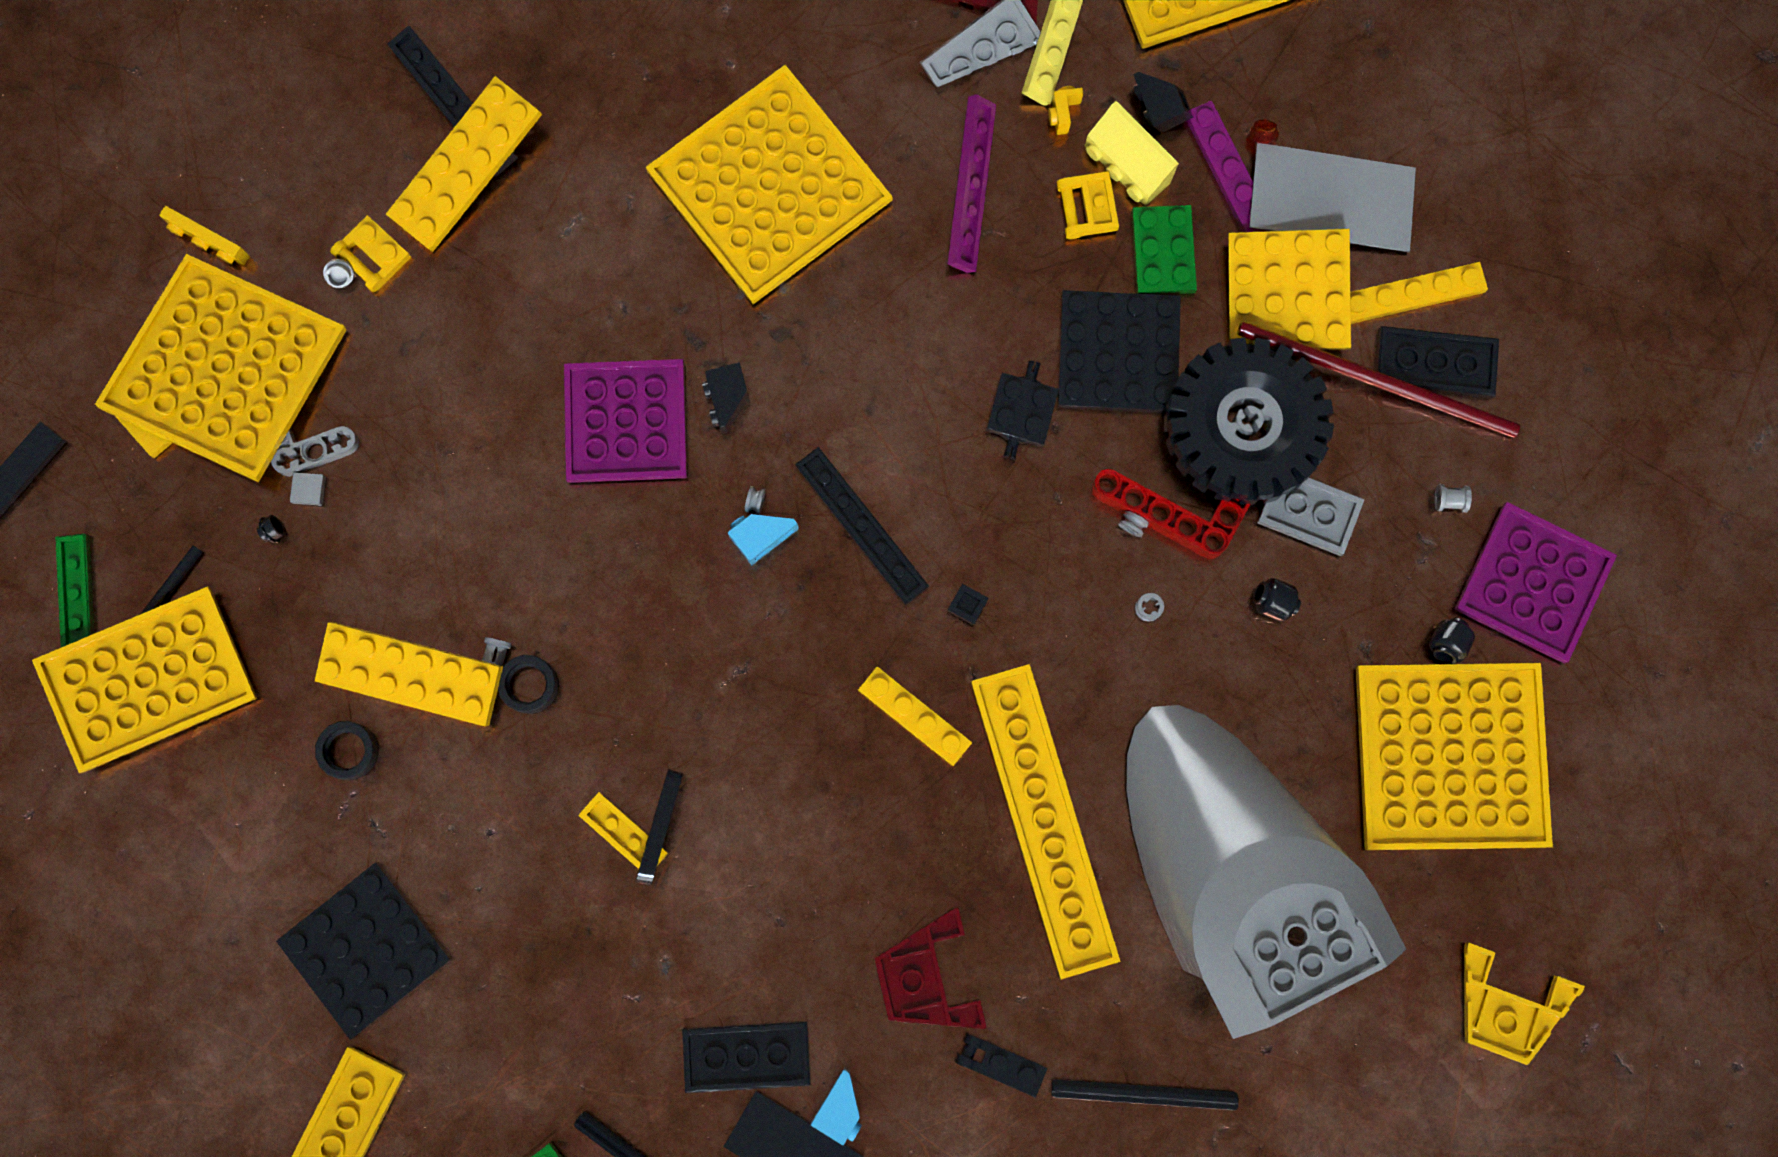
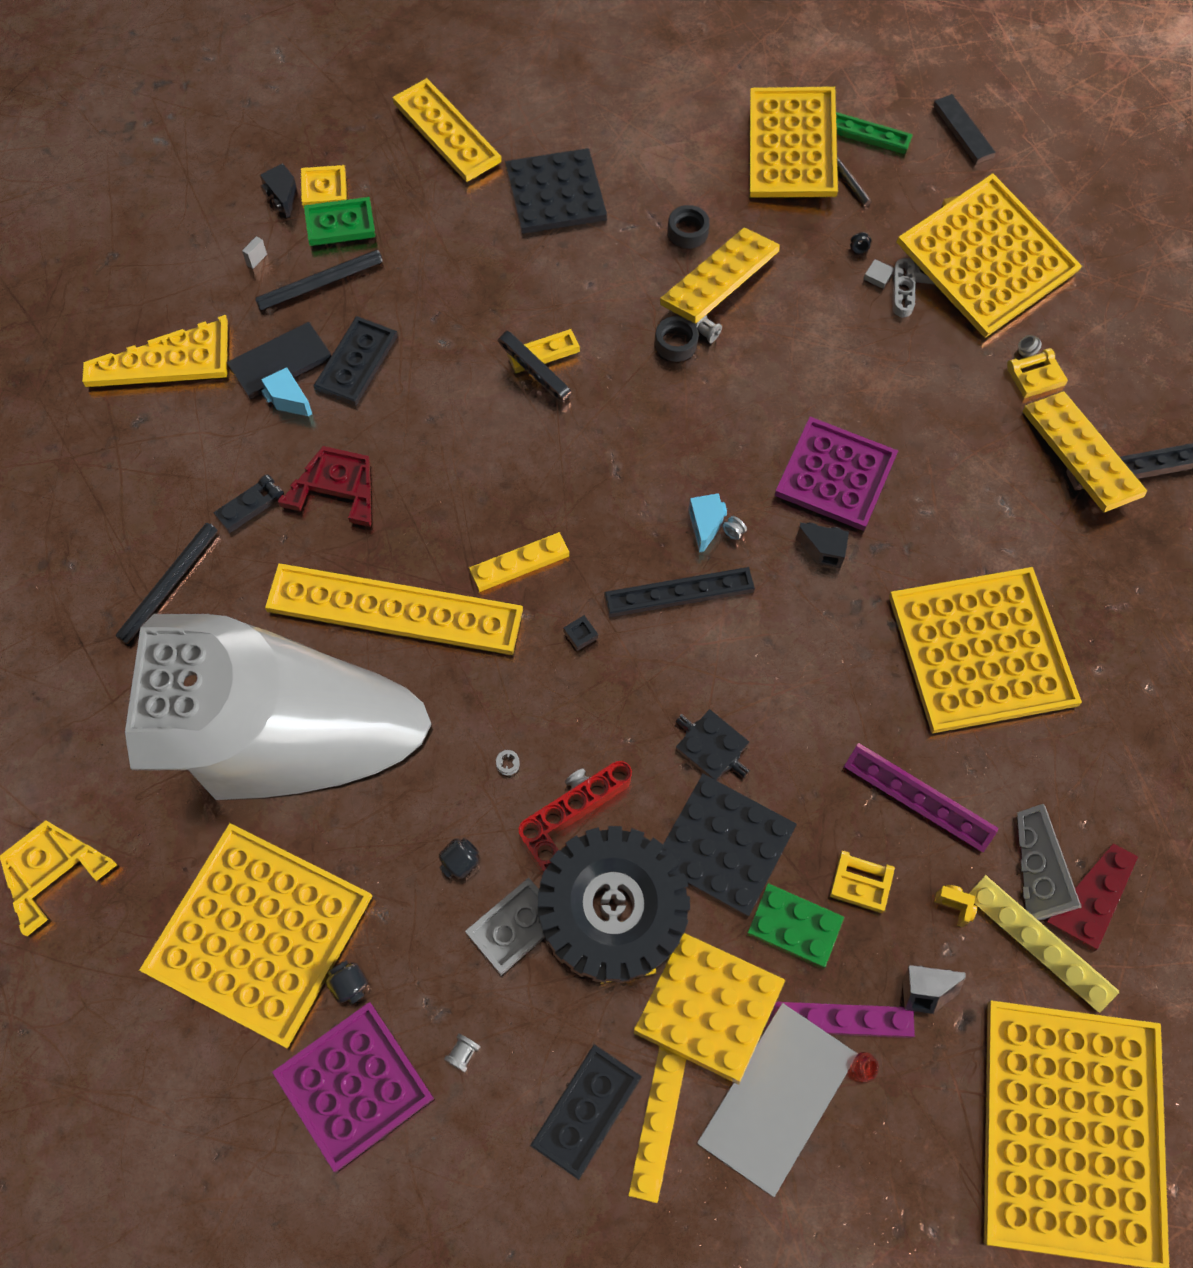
camera: 115 degrees right, 15 degrees down
(203, 237) = (1090, 281): yellow plate -> none
(1131, 155) = (890, 932): light yellow slope -> none
(1382, 380) = (592, 1044): dark red piece -> none

